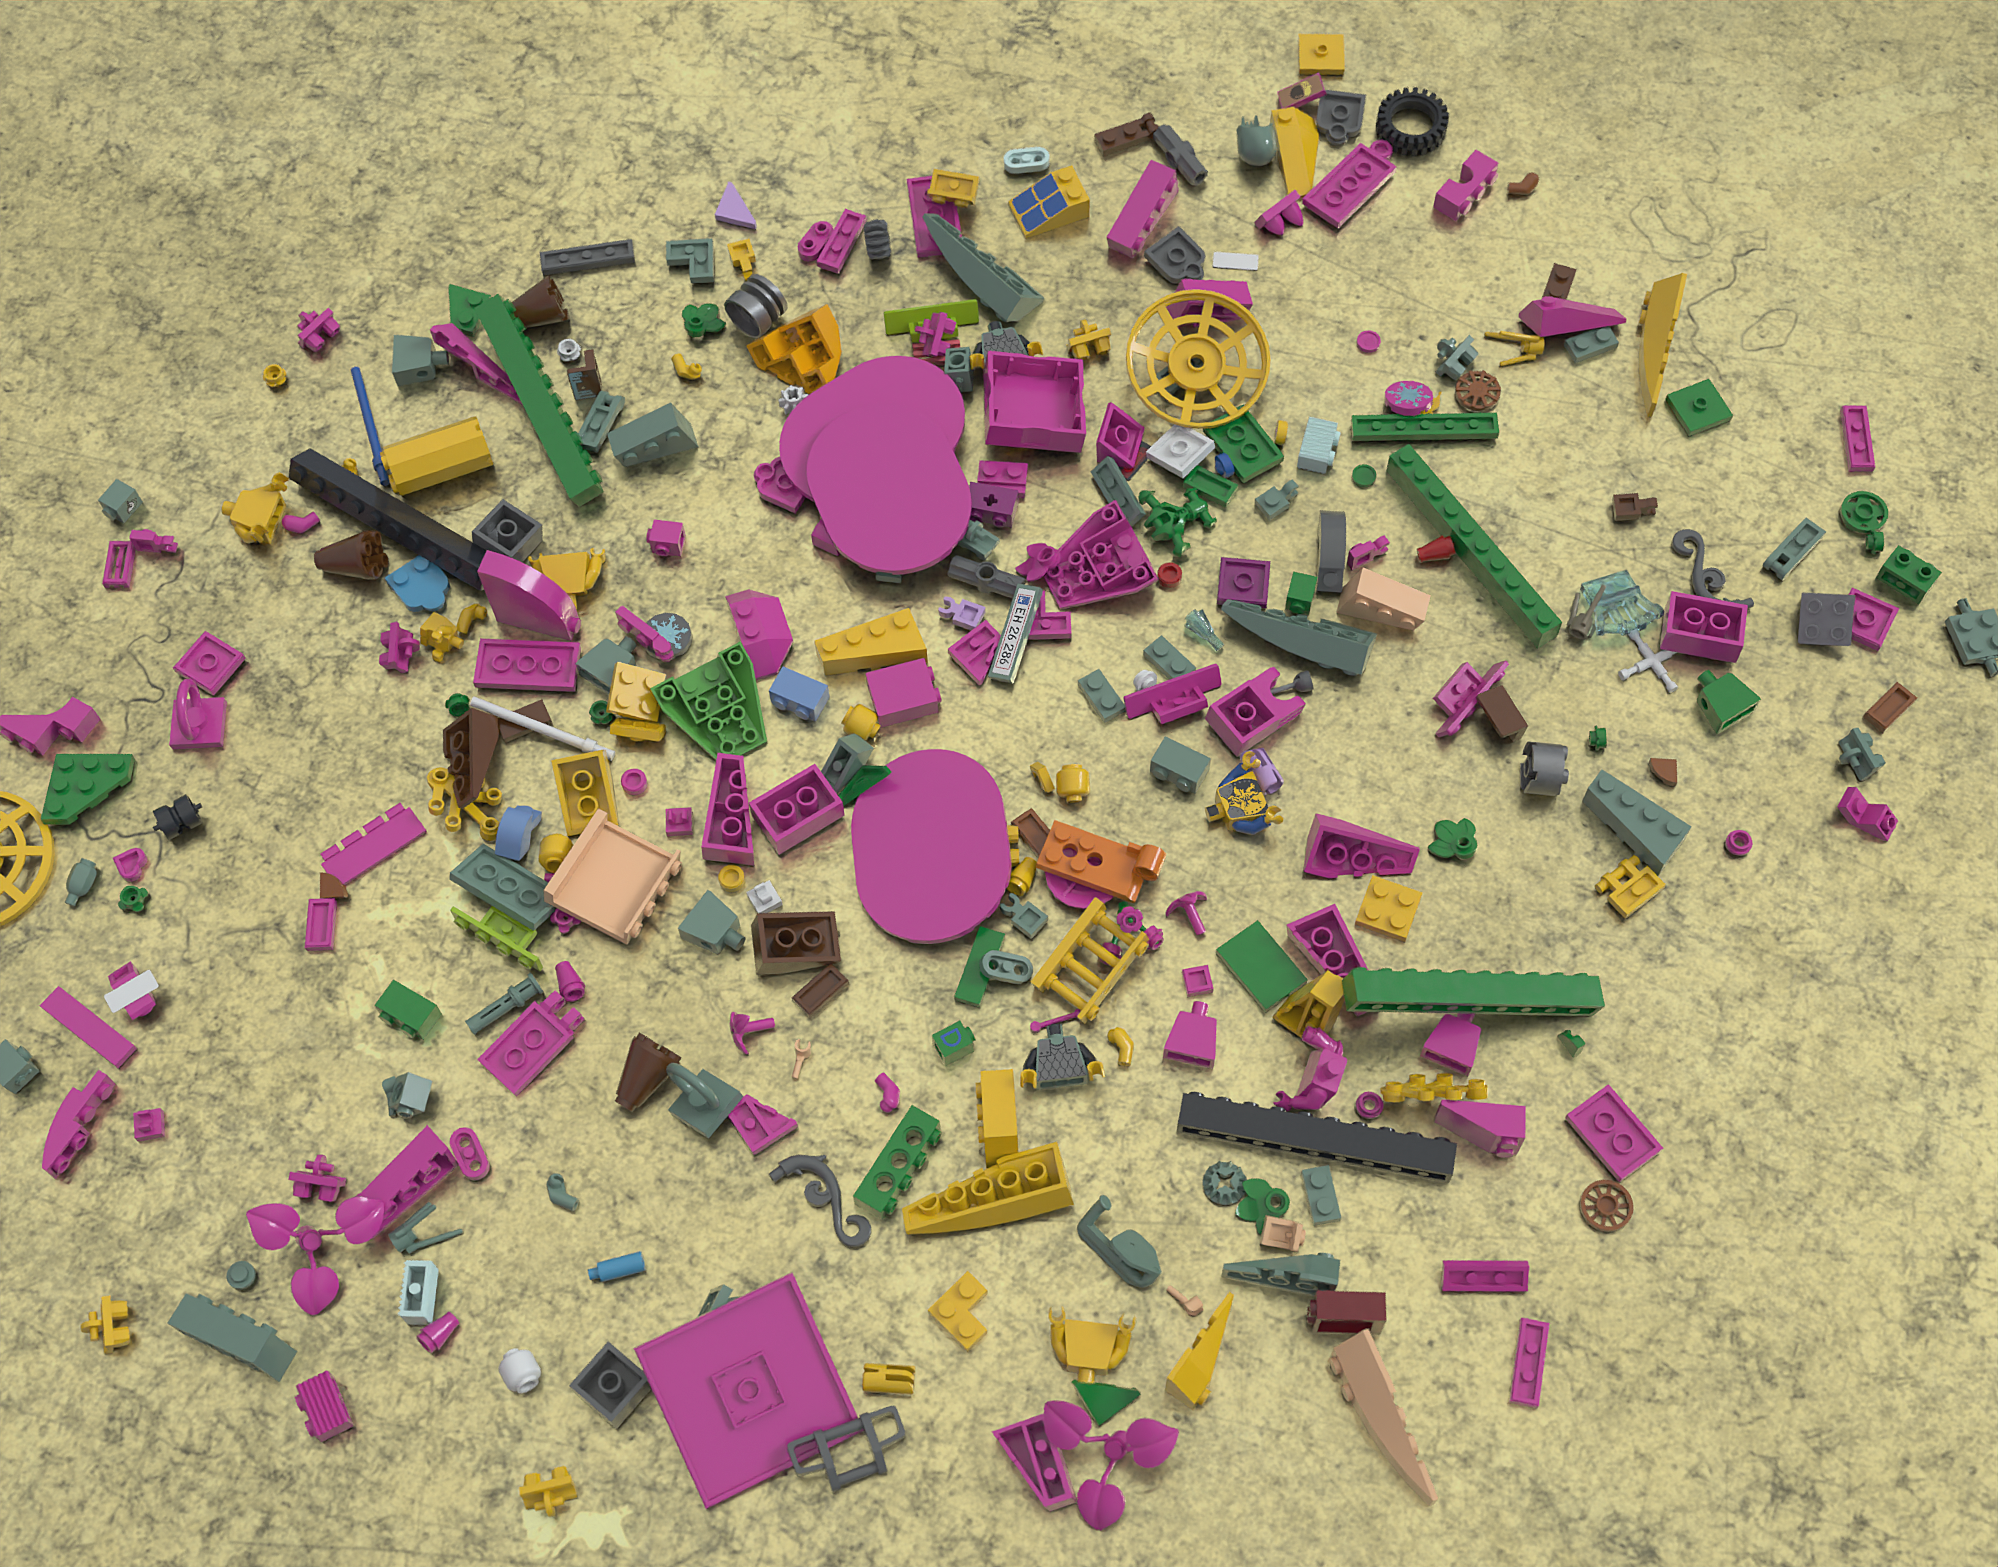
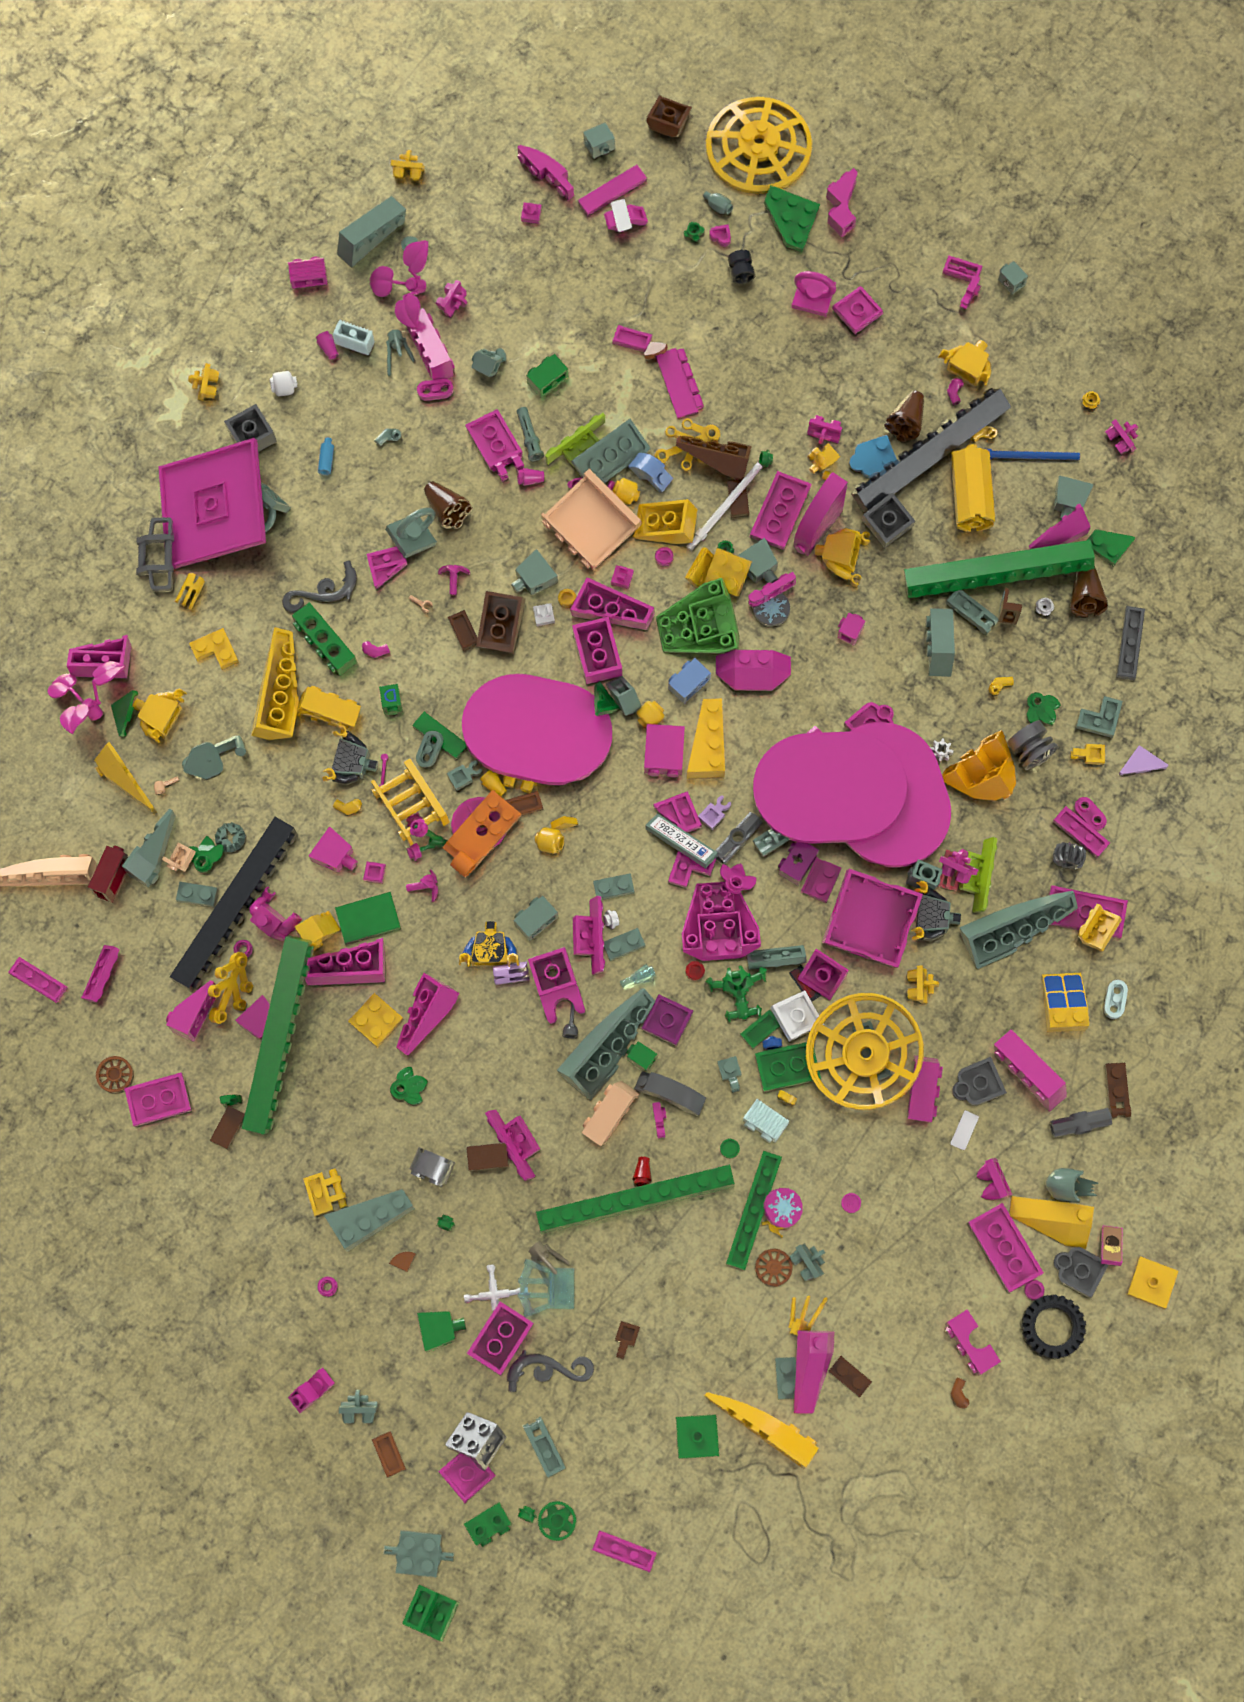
camera: 110 degrees right, 10 degrees up
(1607, 1033) = (228, 1127): none -> reddish brown tile

